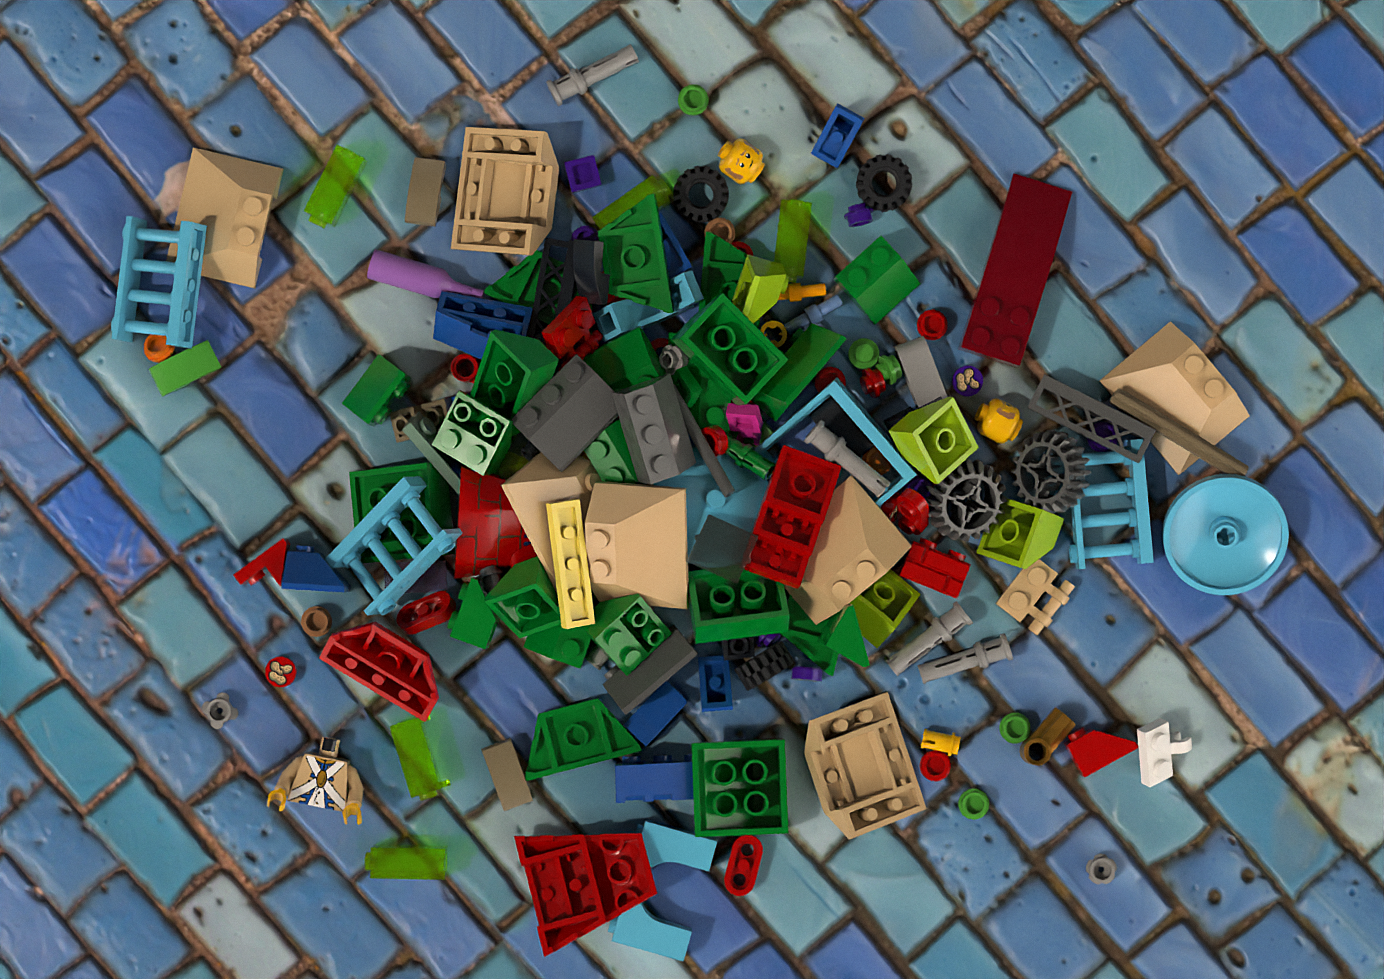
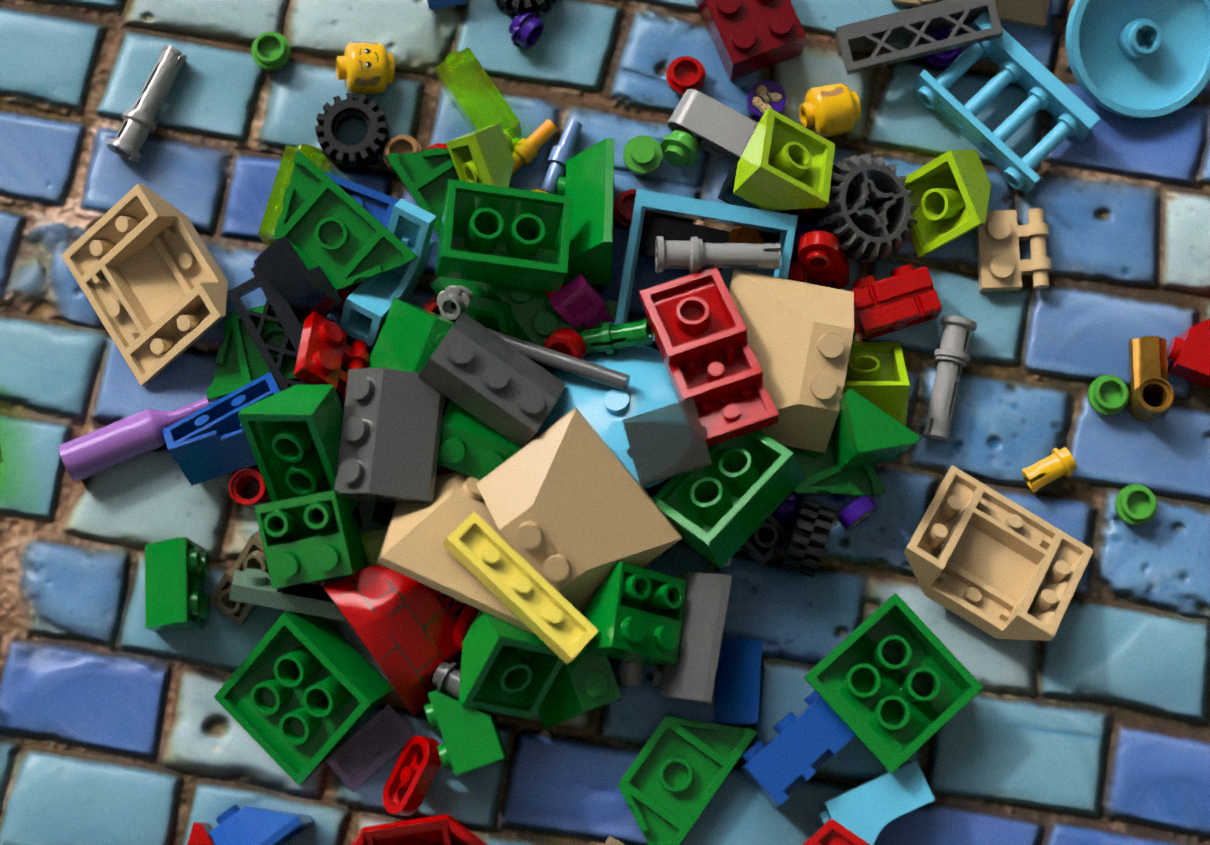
camera: 40 degrees left, 10 degrees down
(368, 533) = (281, 741): medium azure fence -> none
(425, 191) = (67, 348): dark tan slope -> none
(583, 174) = (217, 205): dark purple plate -> none
(715, 684) = (774, 599): blue slope -> none
(743, 864) = (964, 762): red plate -> none
(872, 382) = (675, 174): red plate -> none
(877, 280) = (595, 73): green slope -> none
(935, 765) = (1063, 499): red tile -> none
(980, 655) = (1011, 351): light grey pin -> none
(1062, 460) = (920, 97): dark grey gear -> none

